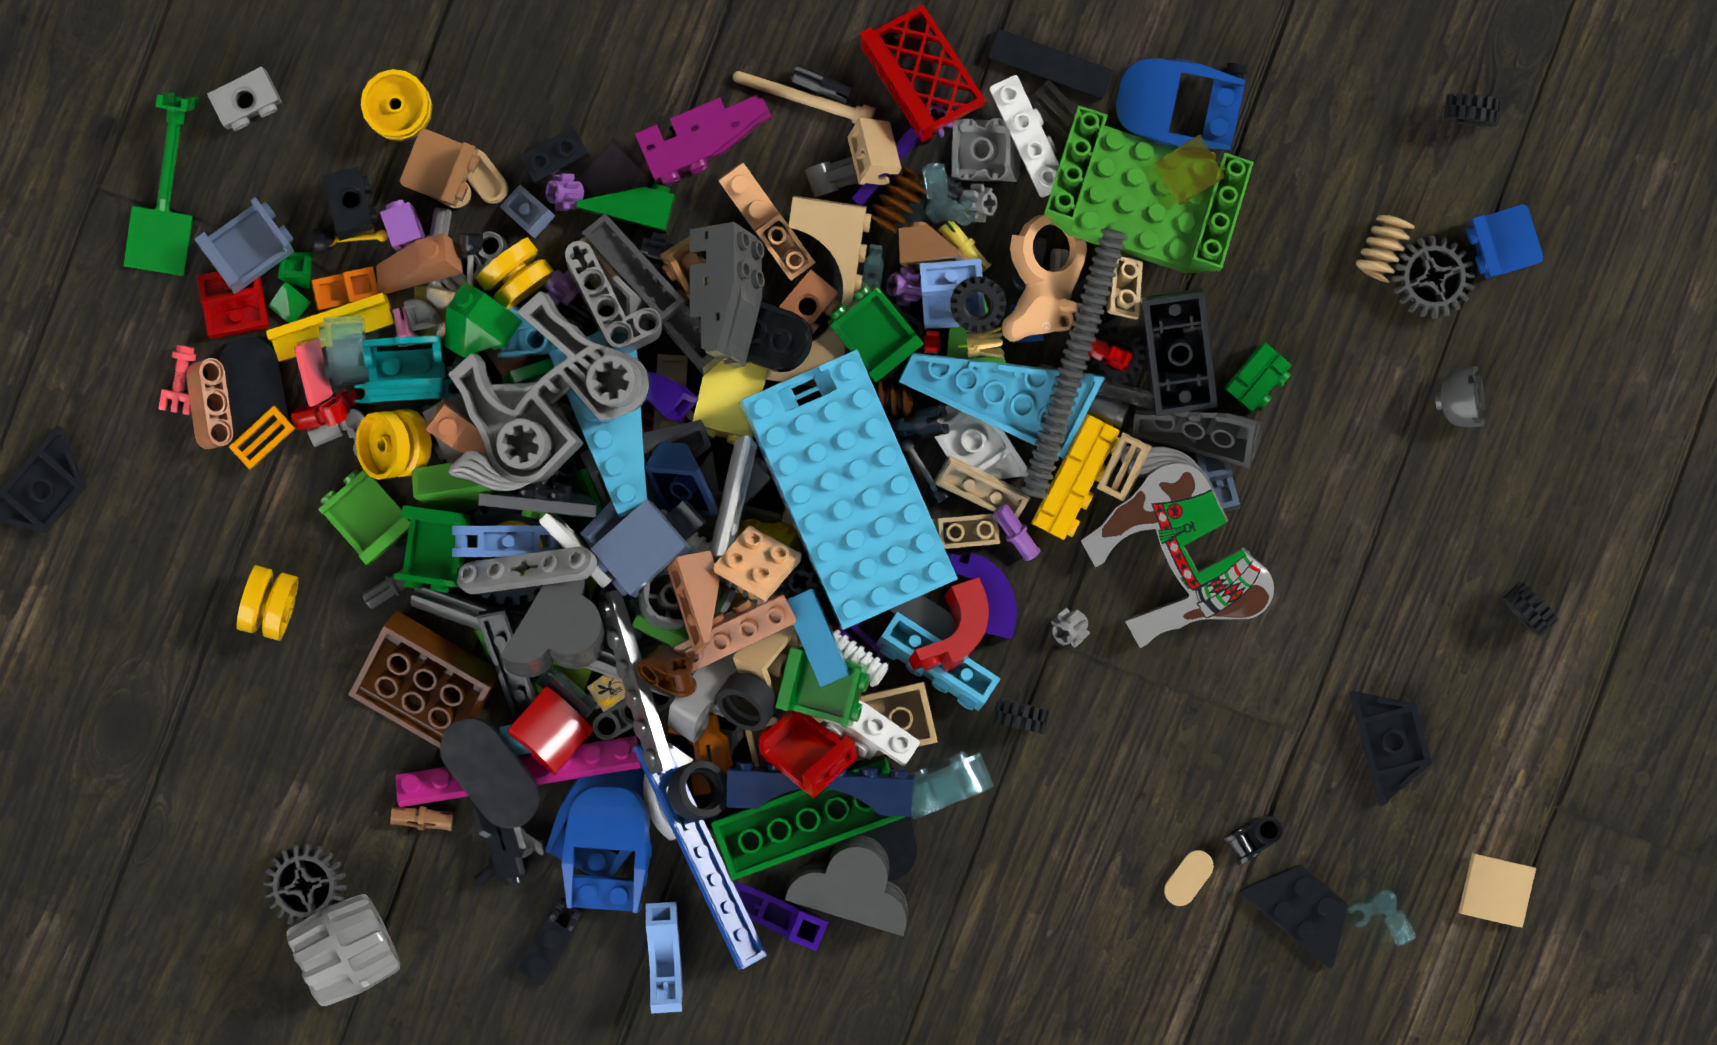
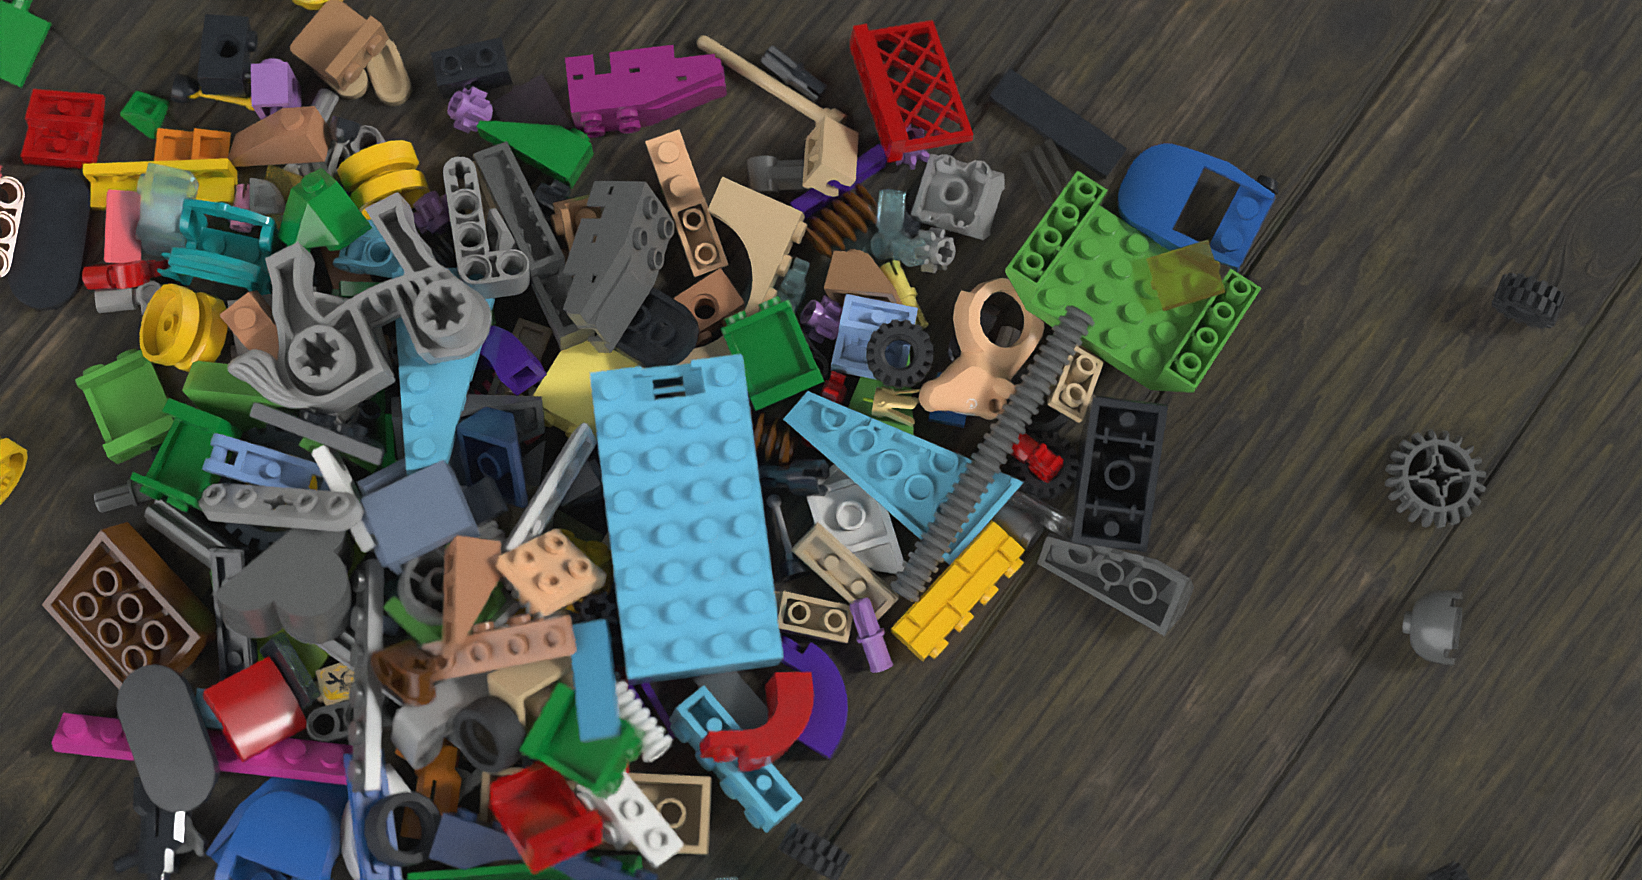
camera: 15 degrees right, 10 degrees down
(247, 246) = (96, 71): sand blue panel -> none
(281, 419) = (46, 296): light orange tile -> none
(289, 303) = (125, 145): green slope -> none
(422, 818) = (77, 772): medium nougat pin -> none
(527, 211) = (424, 123): sand blue slope -> none
(1026, 131) = (1010, 183): white bracket -> none
(1070, 627) = (902, 764): light grey gear -> none
(1135, 444) = (1029, 600): tan tile -> none
(1182, 507) = (1073, 661): animal -> none
(1221, 478) = (1121, 647): sand blue slope -> none
(1257, 378) = (1201, 536): green brick -> none
(1383, 246) = (1384, 427): tan piece -> none
(1504, 241) = (1528, 461): blue bracket -> none

